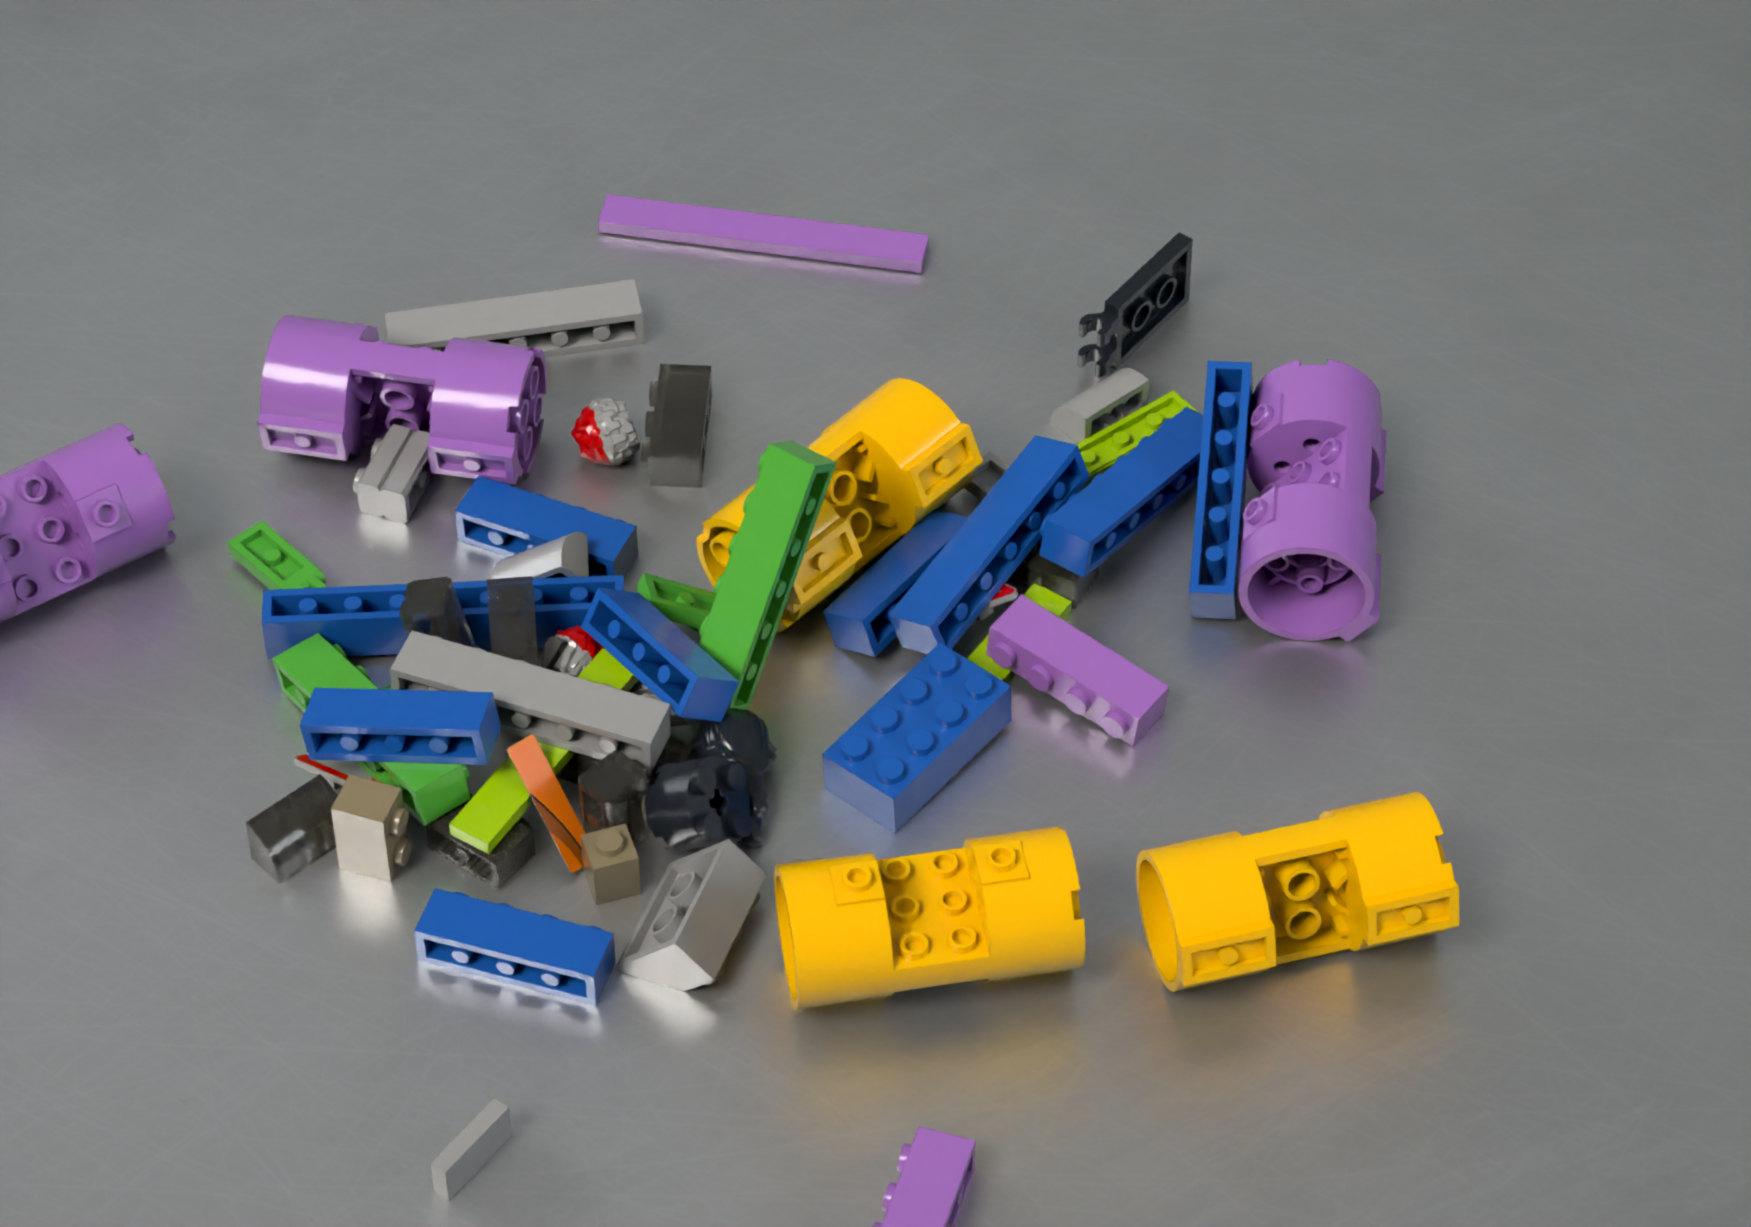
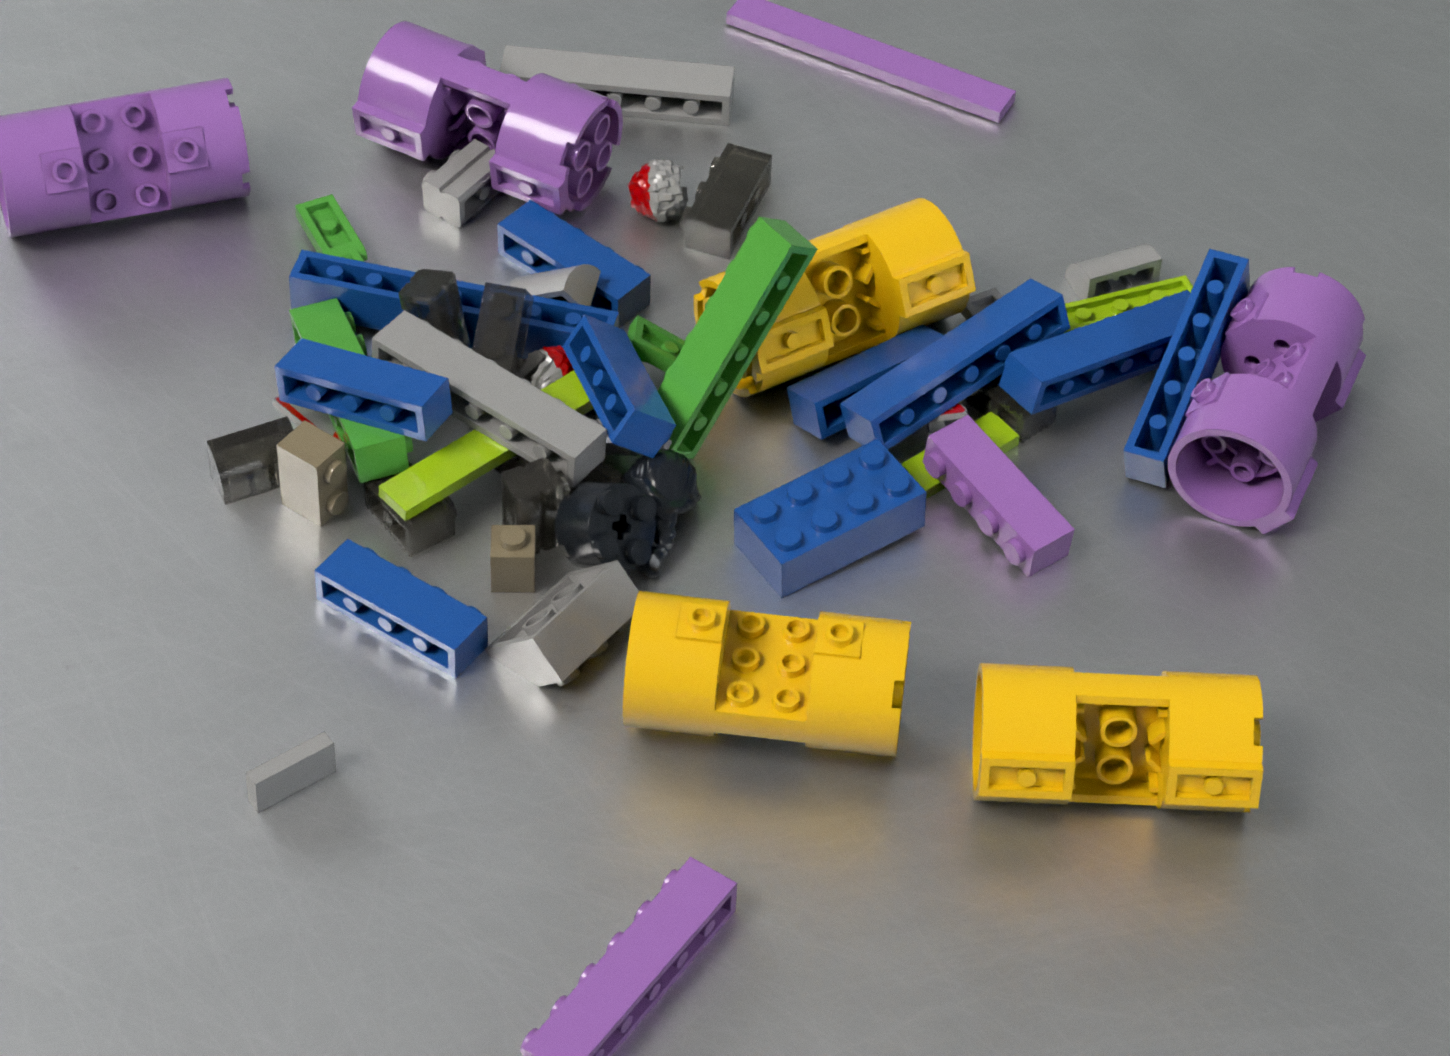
camera: 15 degrees right, 0 degrees up
(549, 799) = (476, 485): orange sticker -> none
(1139, 307) = (1177, 193): black tile -> none

